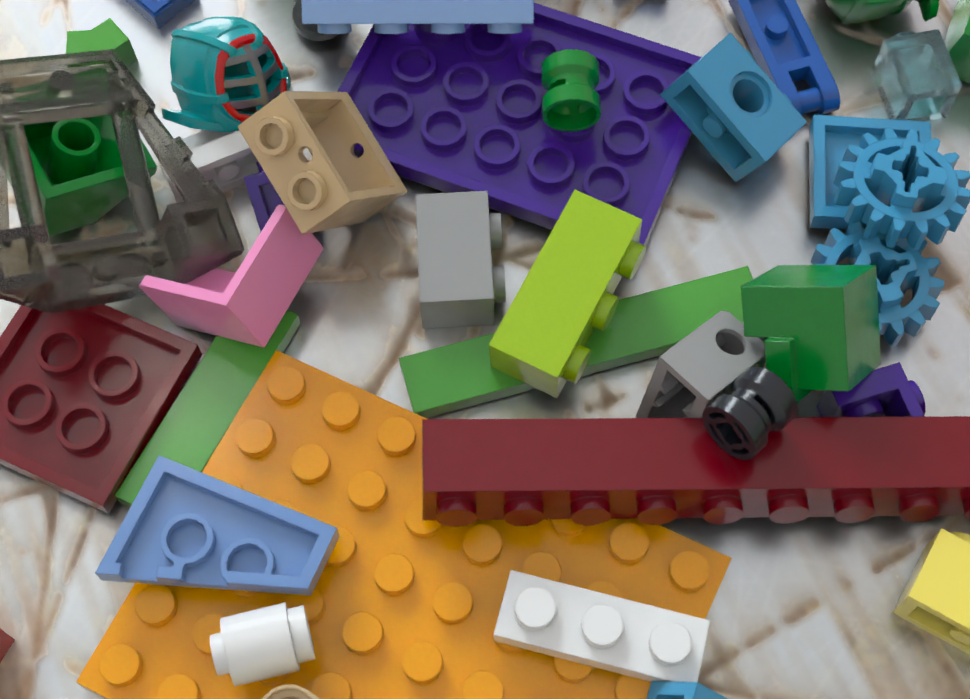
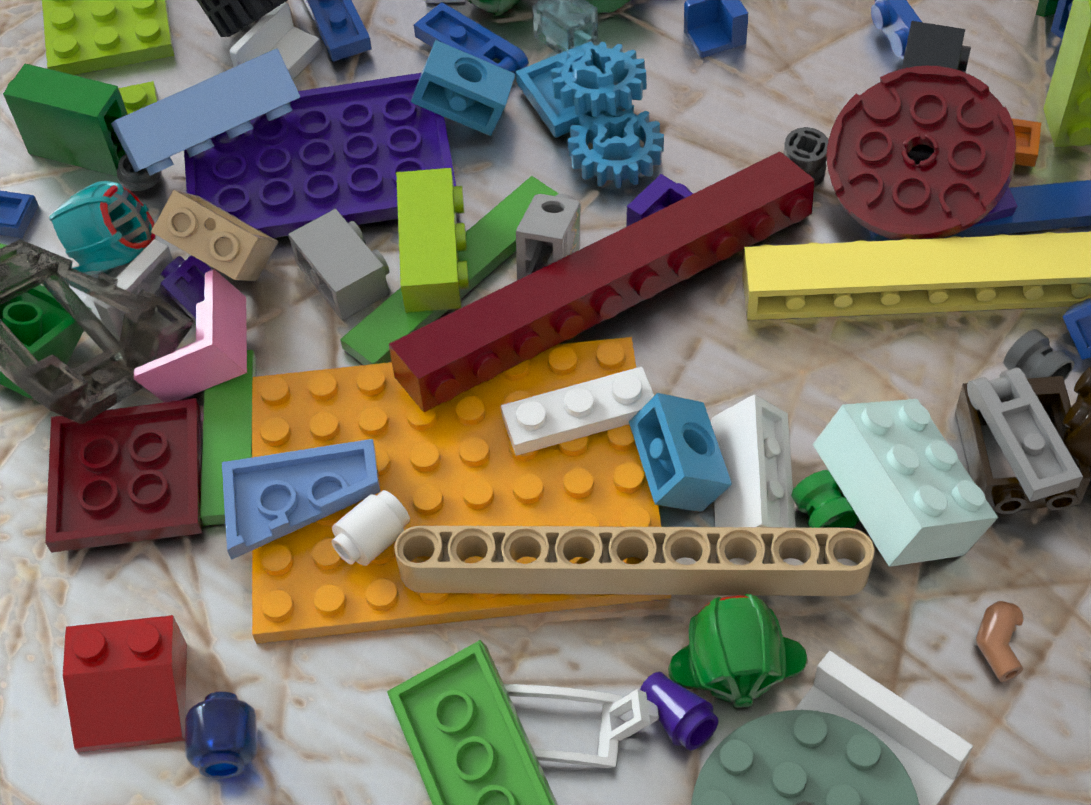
camera: 30 degrees left, 10 degrees down
(571, 96) = (351, 125): green wheel -> none
(754, 409) = (591, 233): black wheel -> none
(816, 324) = (600, 174): green plate -> none

